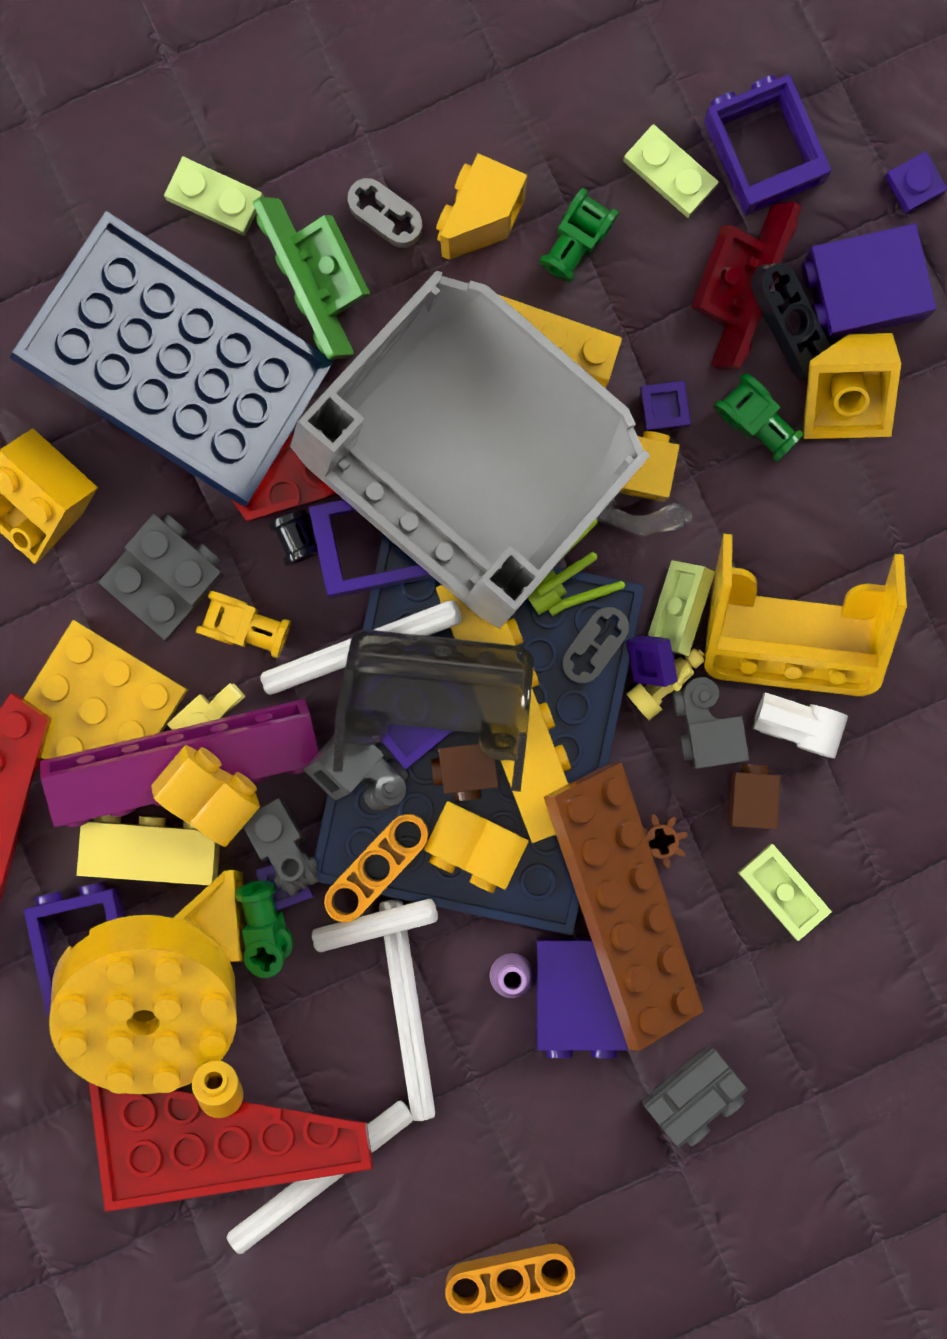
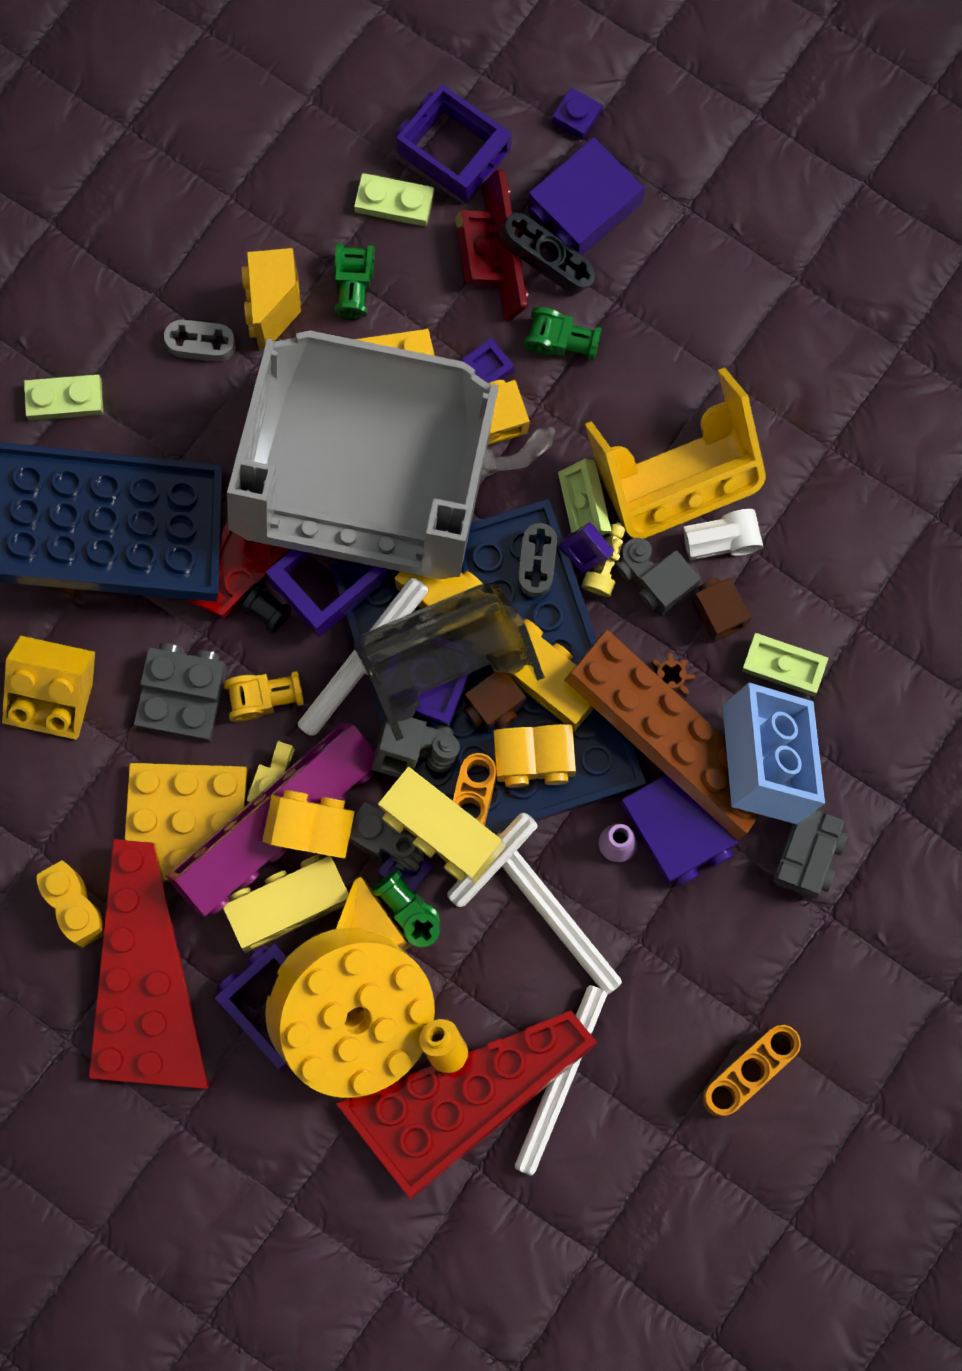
camera: 30 degrees left, 10 degrees down
(319, 271) = (175, 405): bright green bracket -> none
(333, 875) = (440, 826): none -> light yellow brick
(548, 592) = (480, 536): lime plant -> none
(714, 985) = (773, 754): none -> light blue brick
(853, 388) = (618, 277): yellow slope -> none

